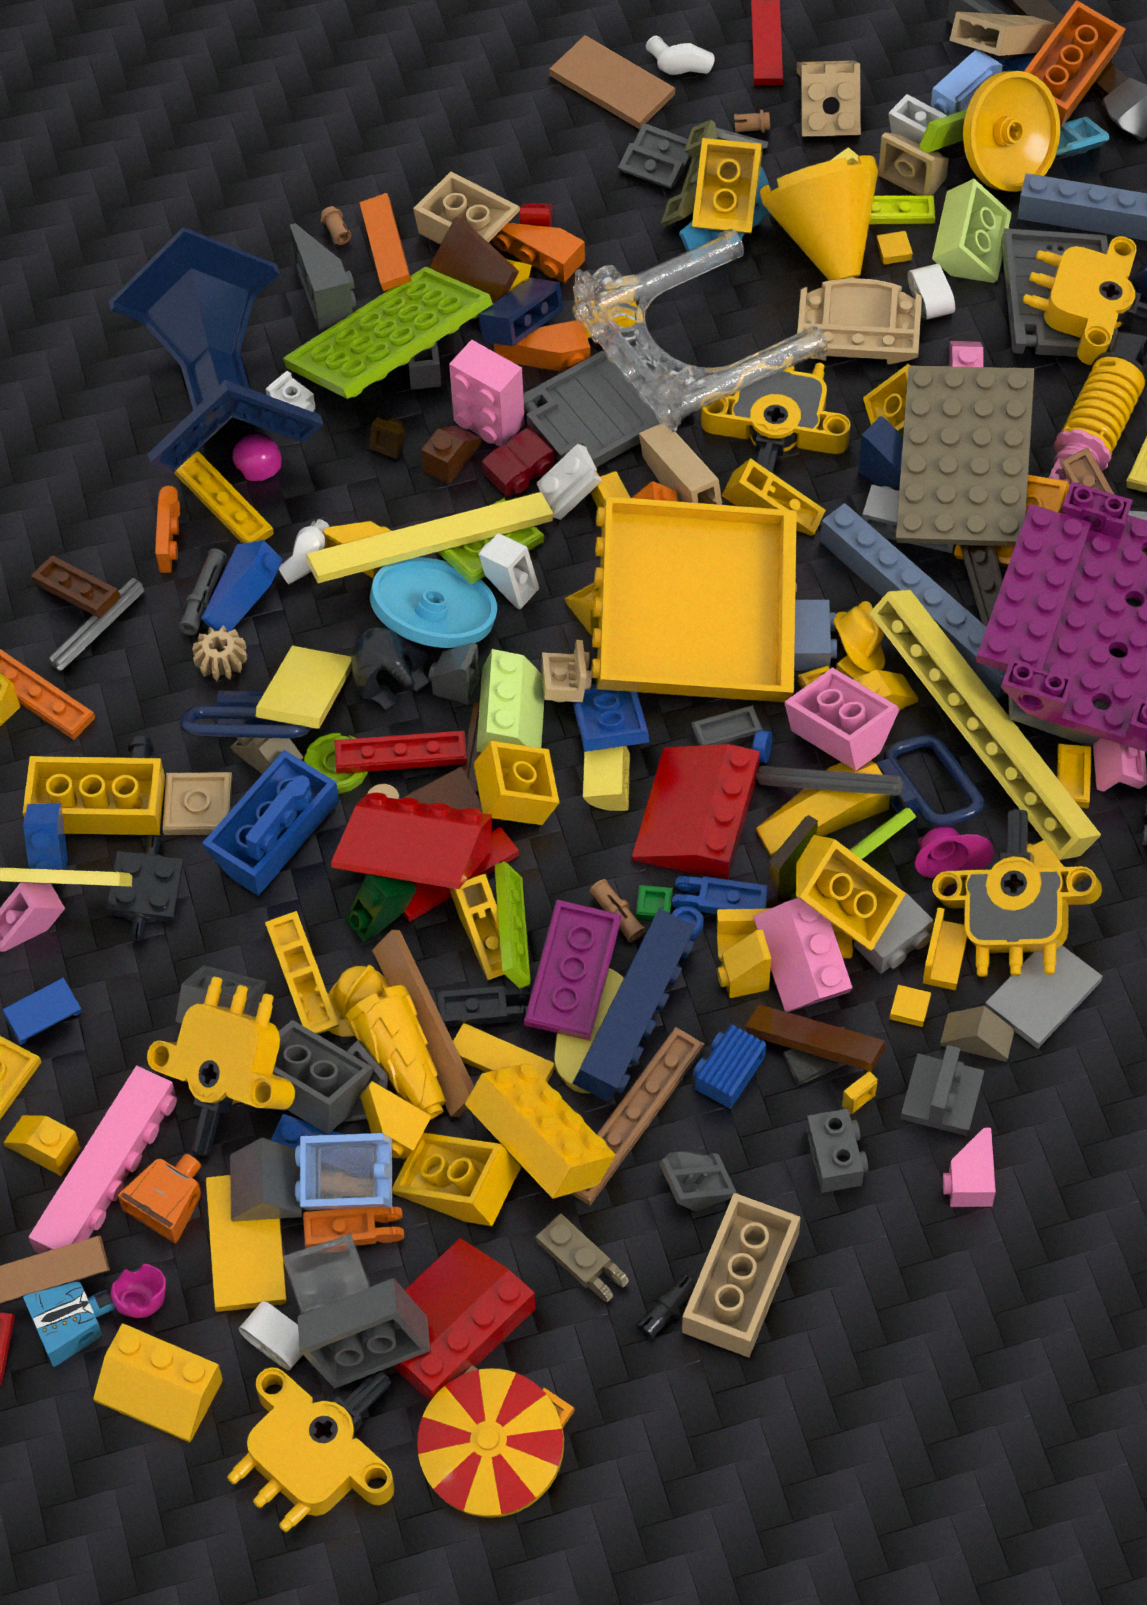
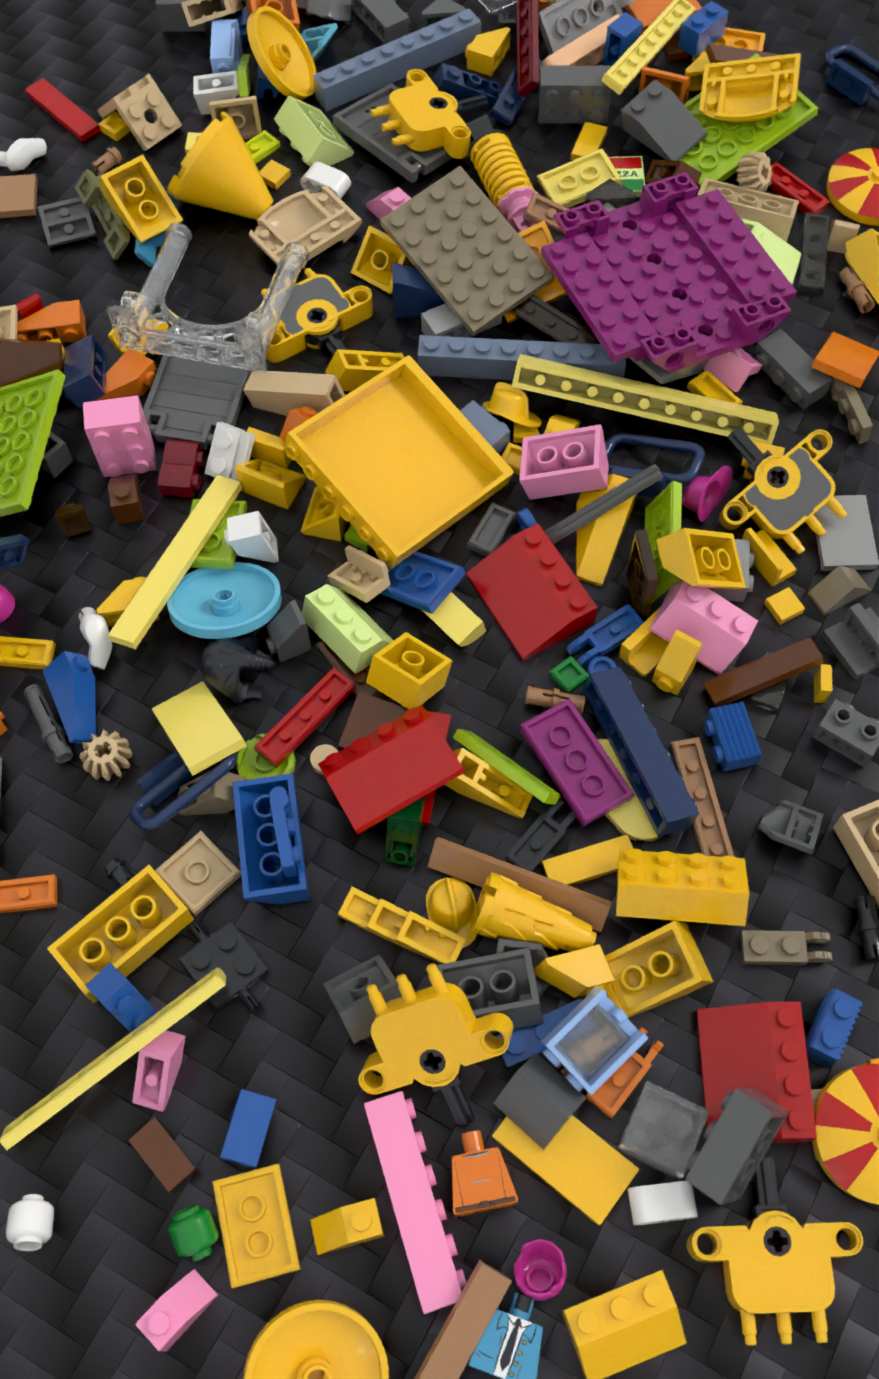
camera: 45 degrees left, 5 degrees up
(543, 1341) = (832, 1027): none -> blue brick
(577, 530) = (269, 481): none -> yellow slope
(792, 91) = (114, 126): none -> yellow tile

